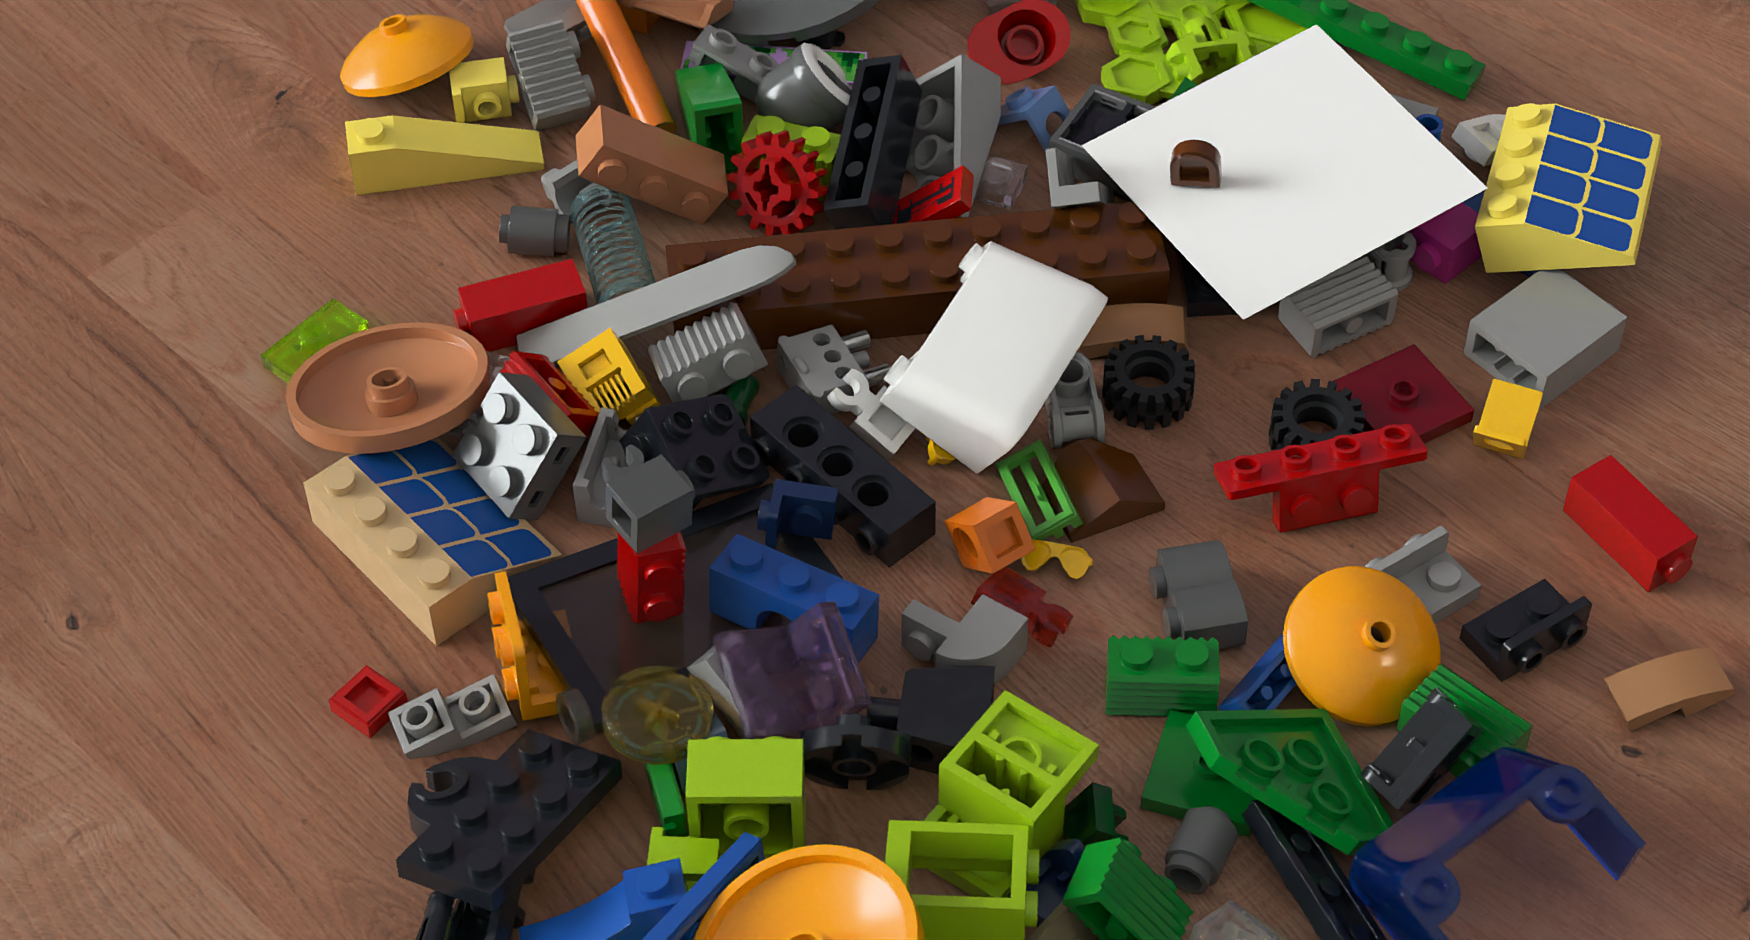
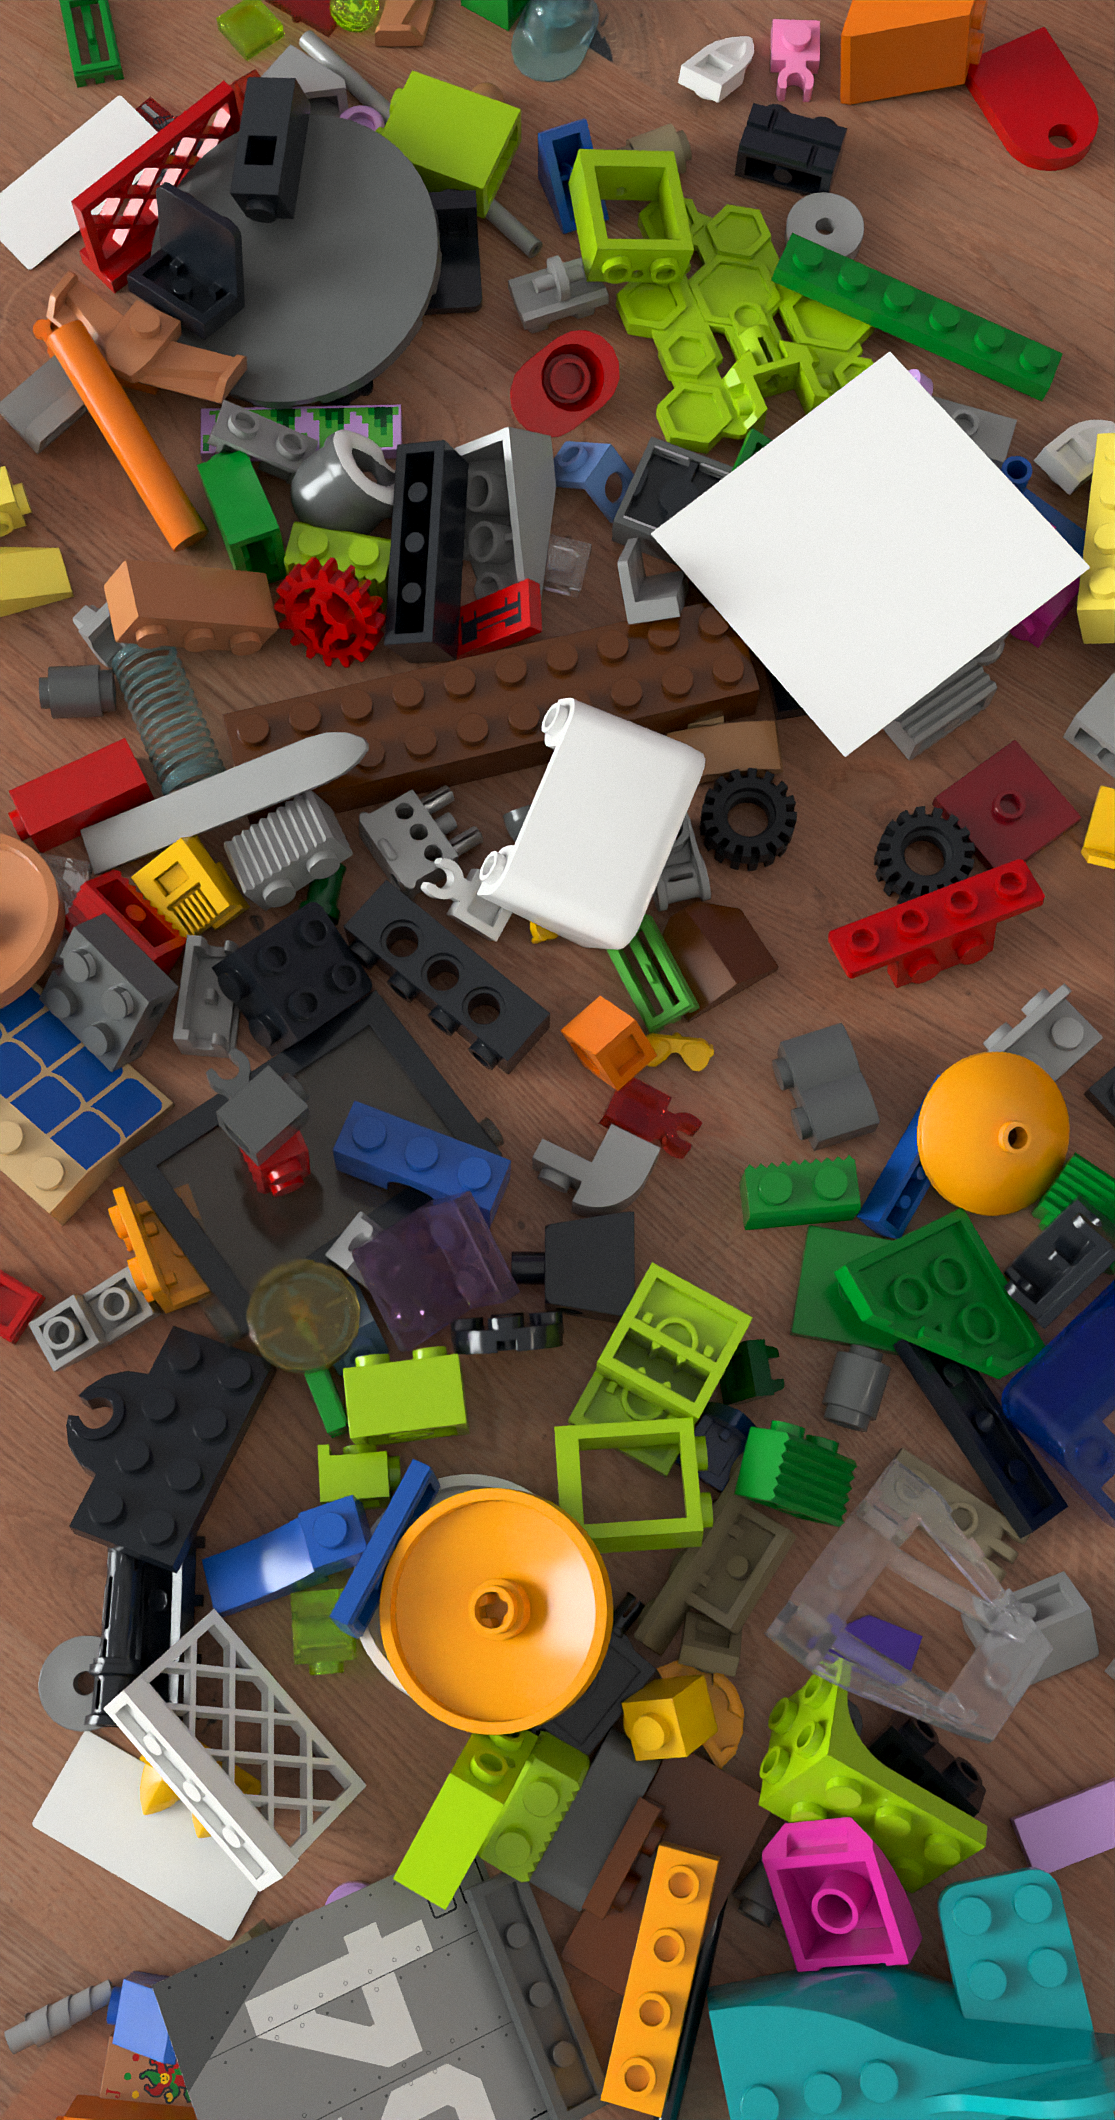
camera: 10 degrees left, 25 degrees up
(550, 75) = (59, 484): light grey brick -> none
(798, 510) = (414, 1037): dark blue bracket -> none
(1195, 164) = (778, 565): reddish brown tile -> none

